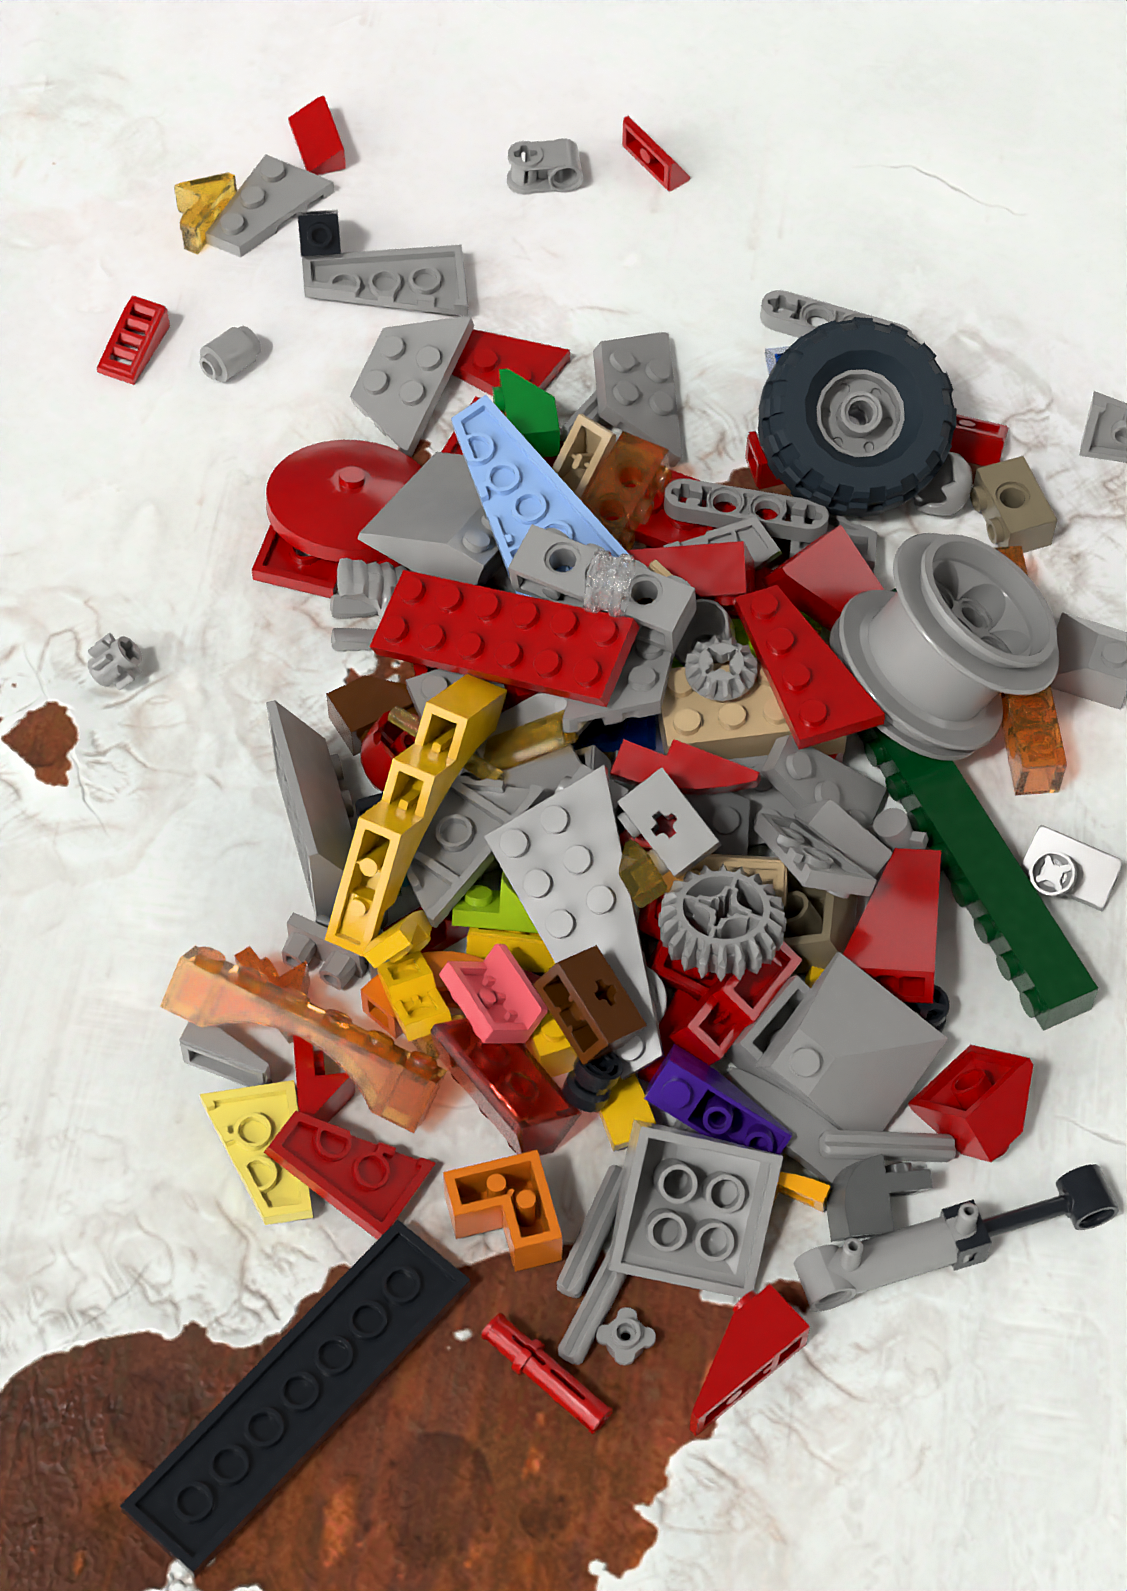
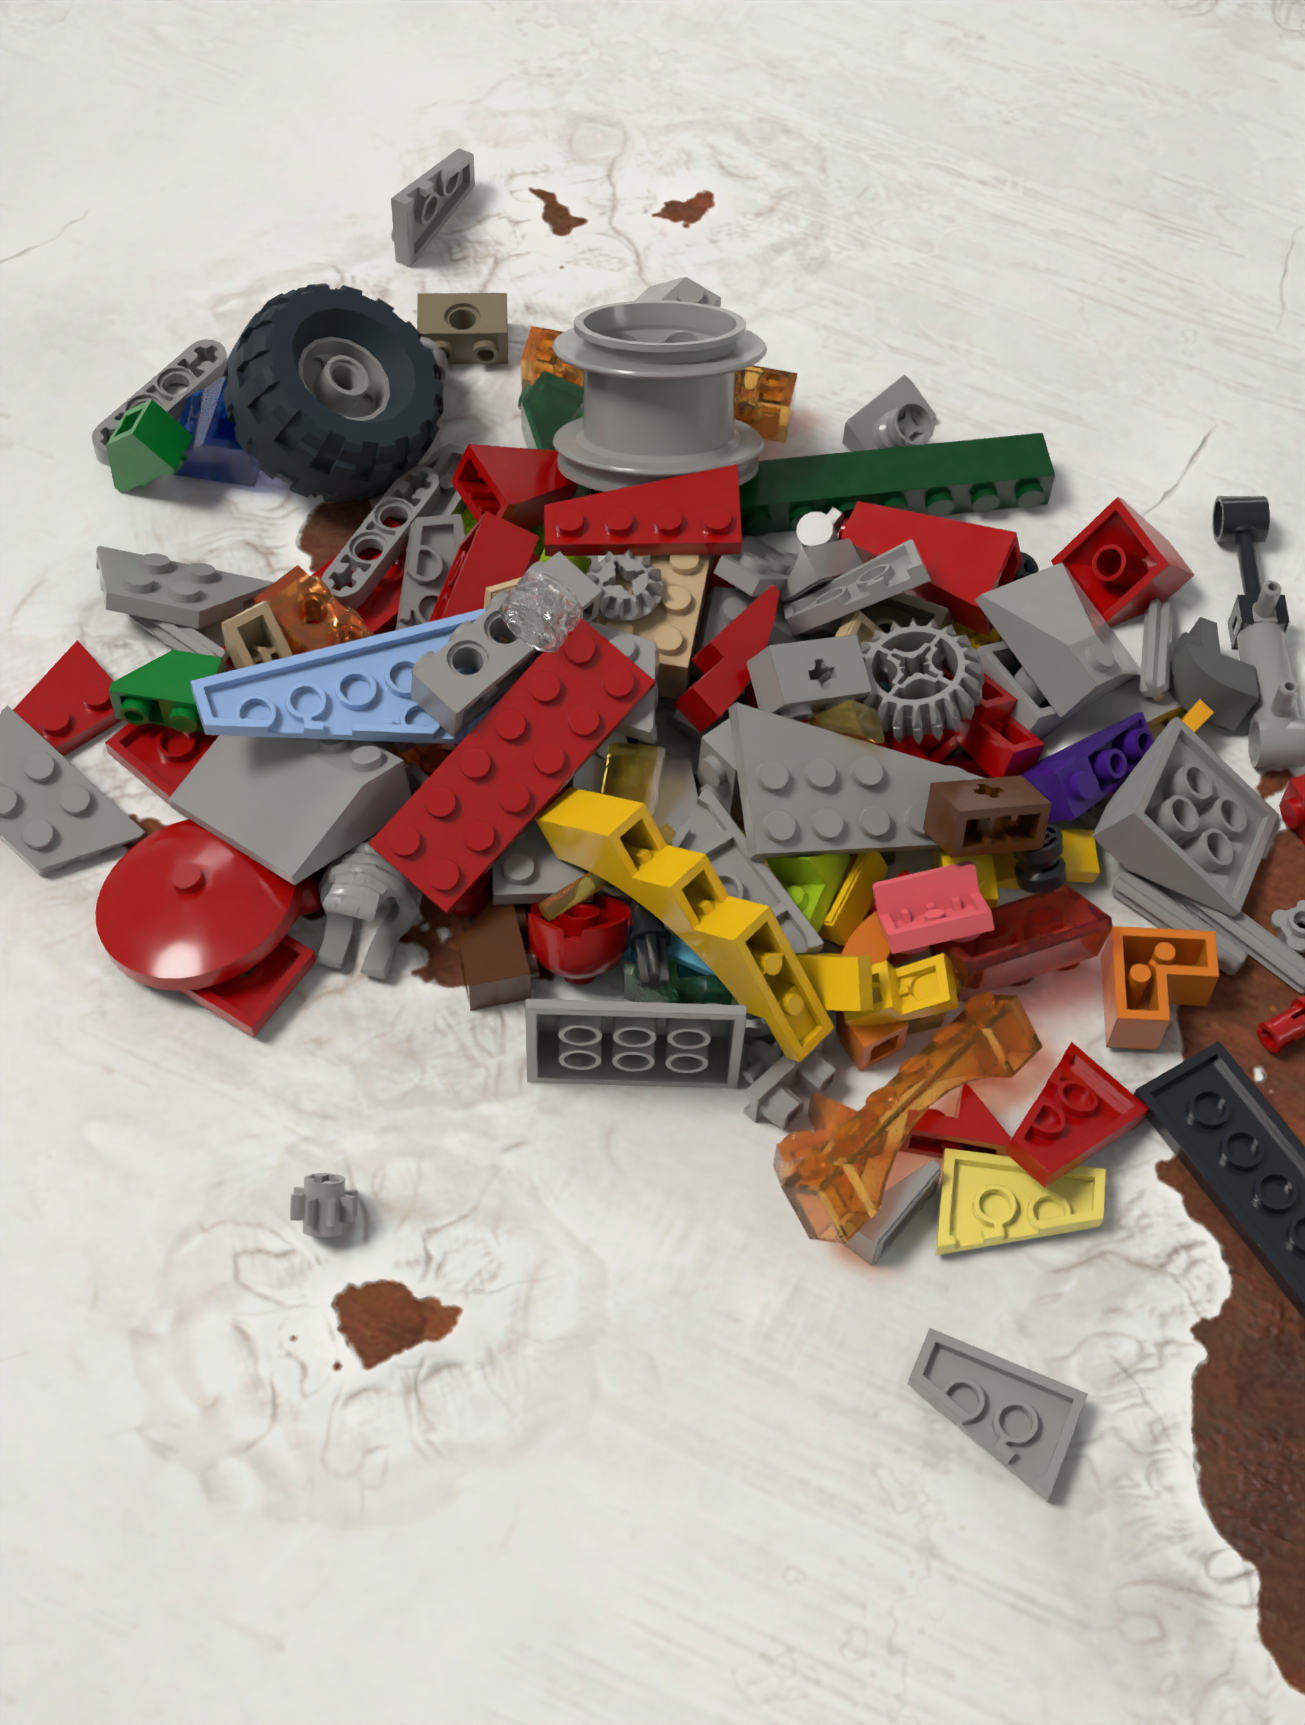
camera: 75 degrees left, 0 degrees up
(76, 1178) = (1001, 1405): none -> light grey wing
(758, 462) = (311, 515): red slope -> none
(759, 319) = (146, 446): none -> green slope

